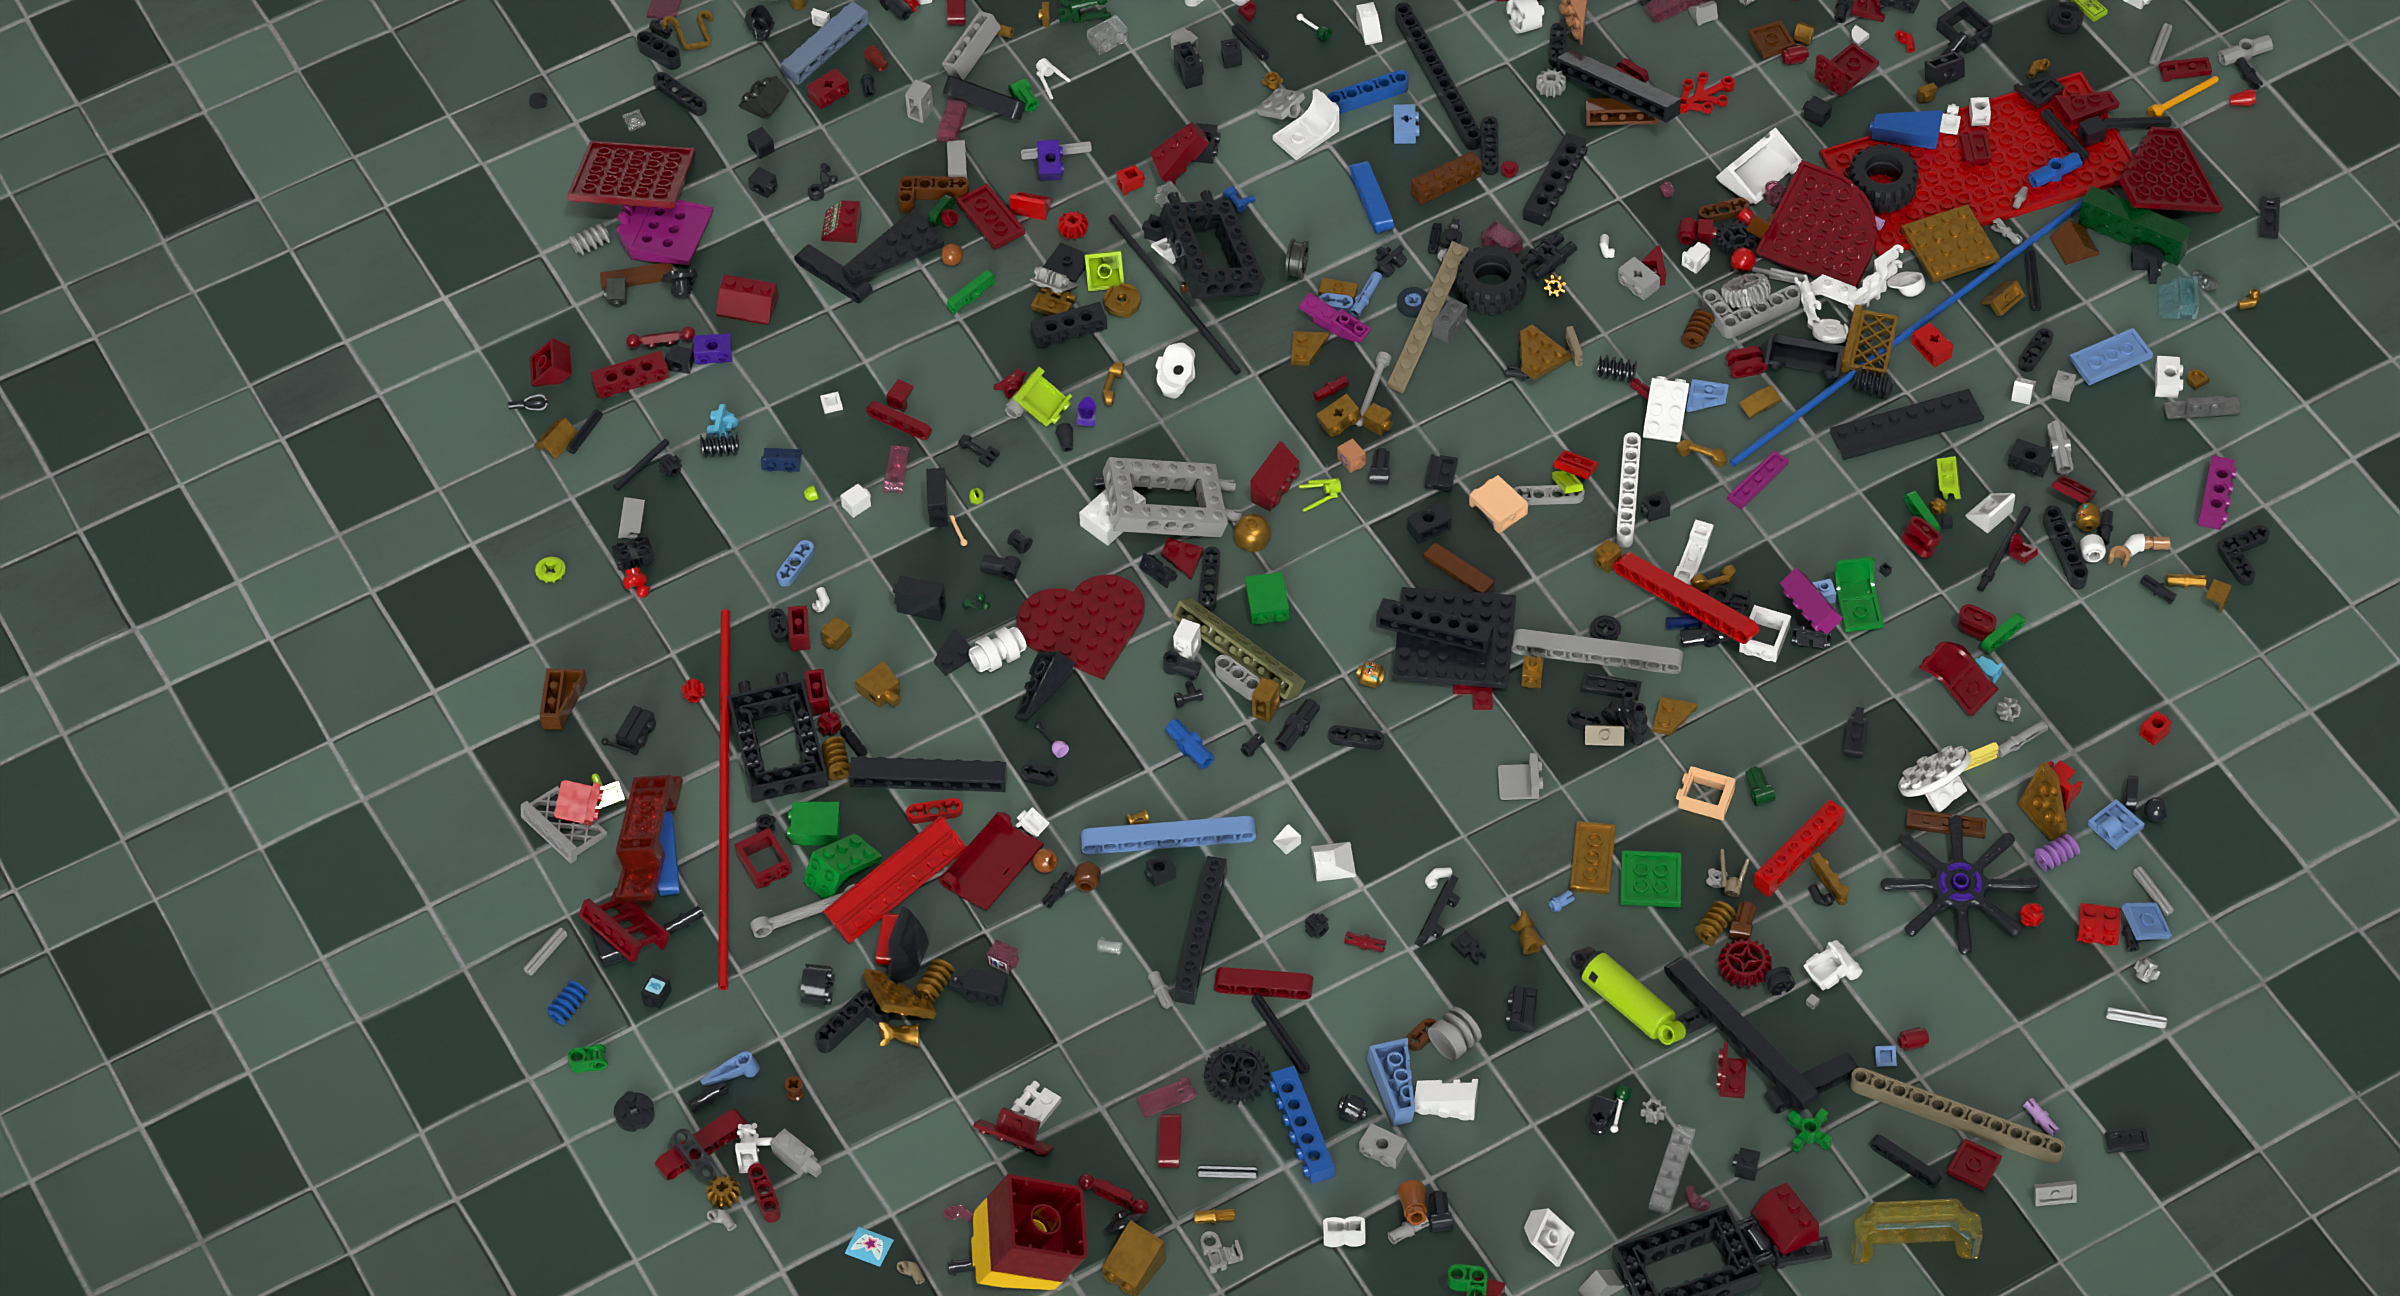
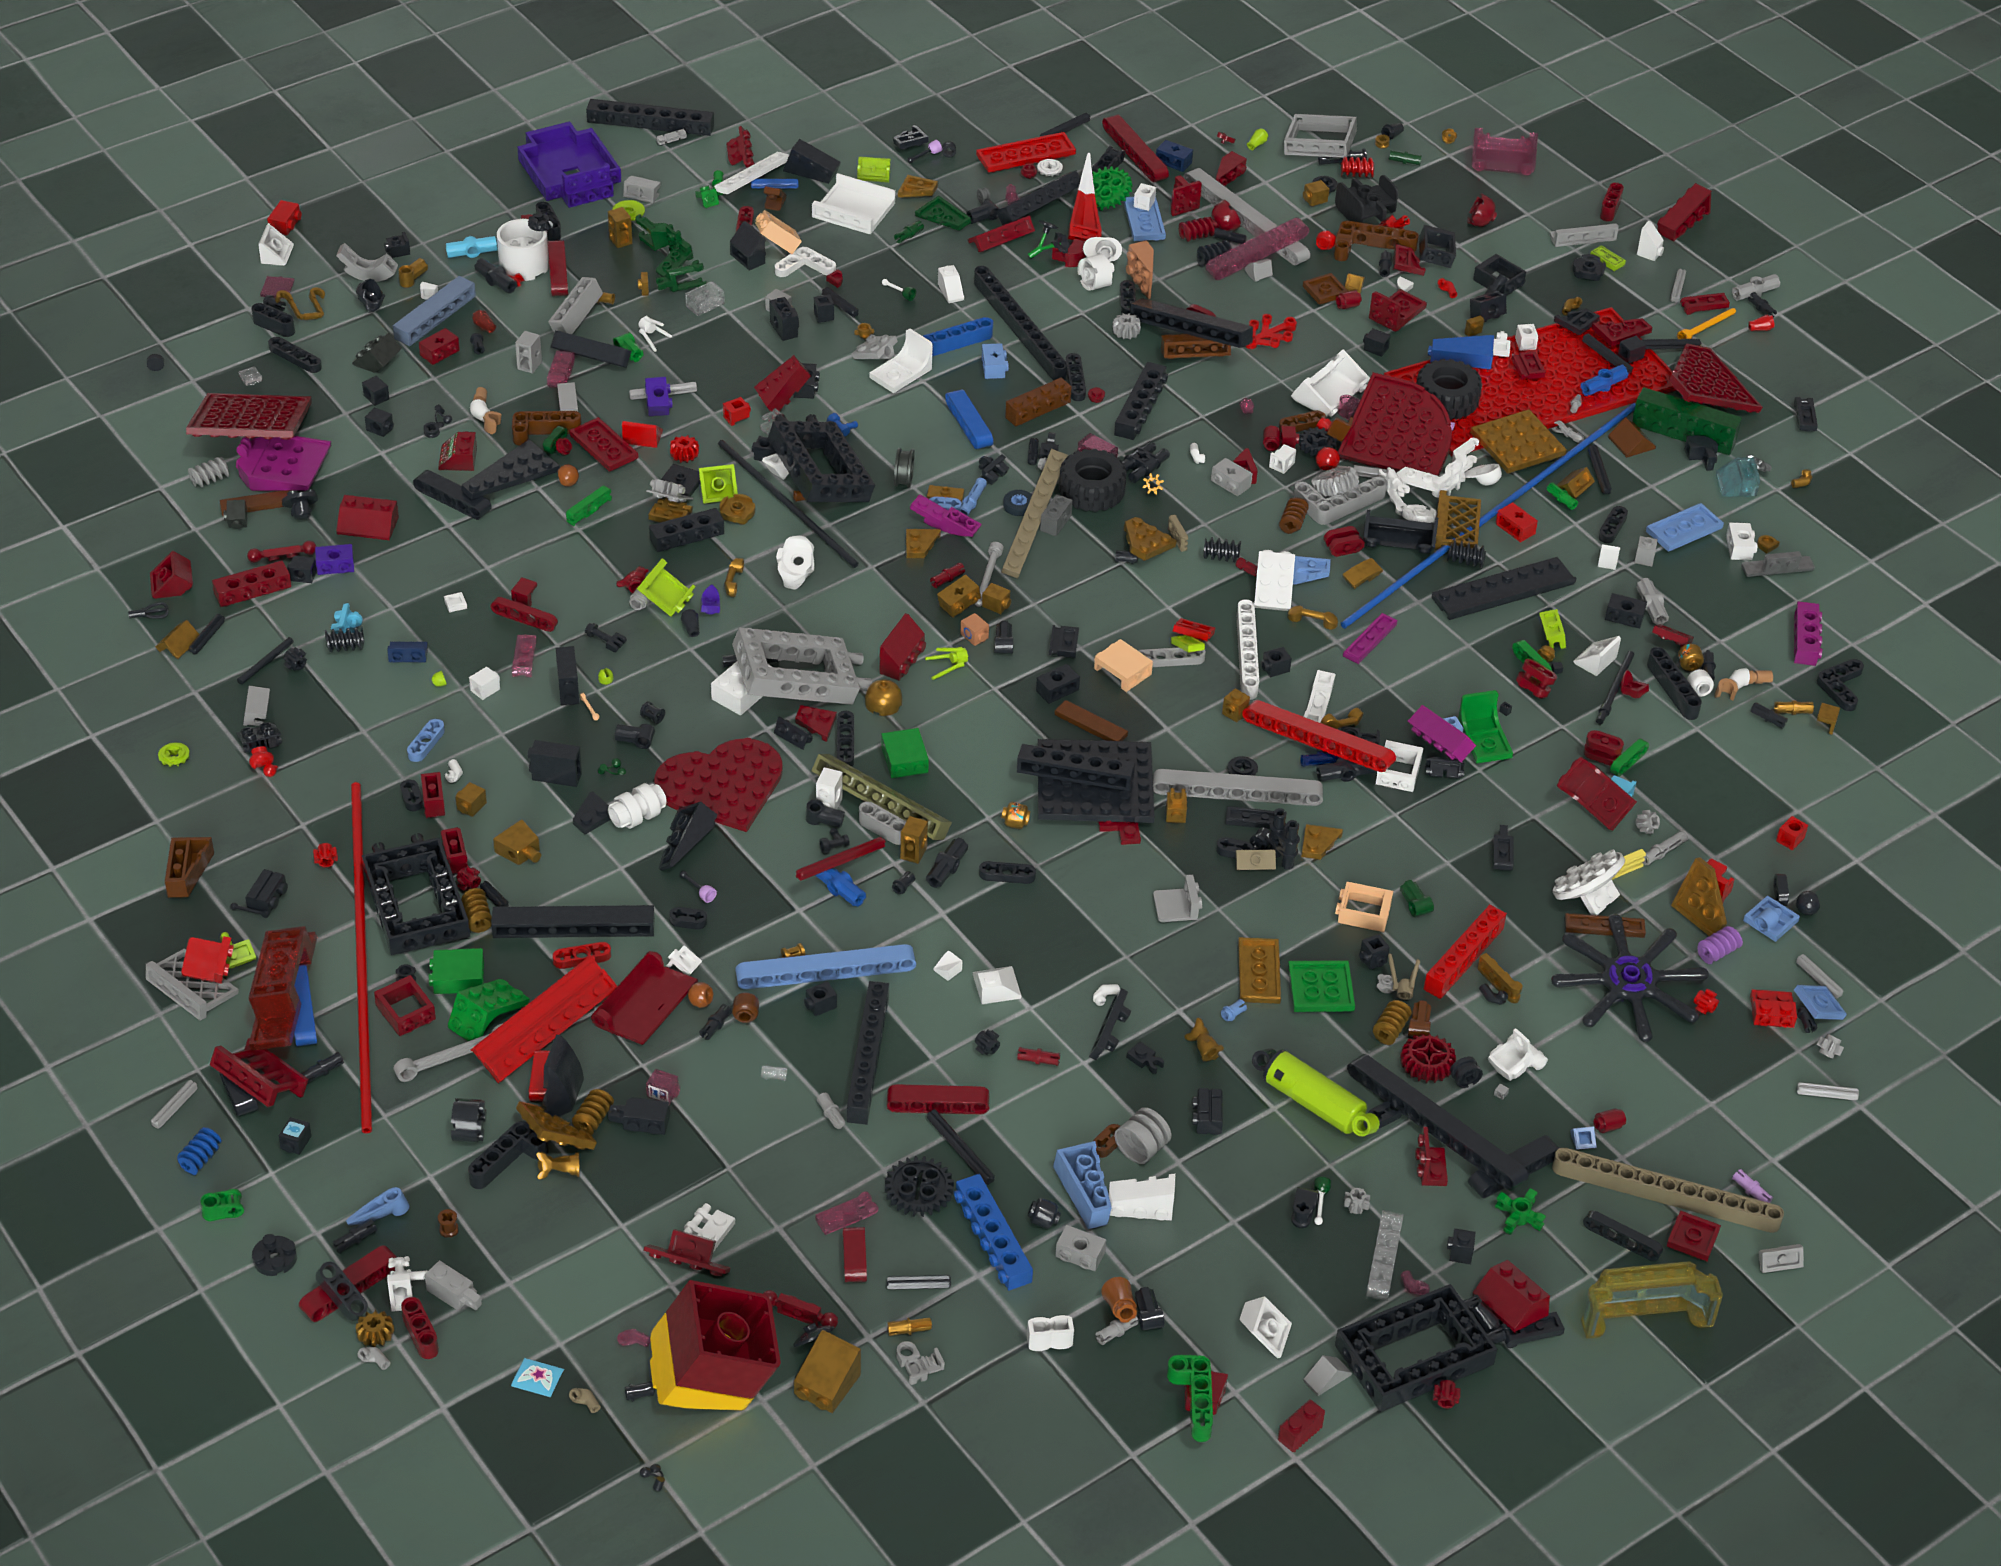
camera: 10 degrees left, 10 degrees down
(868, 173) = (480, 411): none -> medium nougat piece
(1191, 718) = (840, 858): none -> dark red axle
(1707, 845) = (1374, 951): none -> black brick
(1987, 313) = (1562, 496): none -> green axle
(2126, 1140) = (1842, 1205): black plate -> none

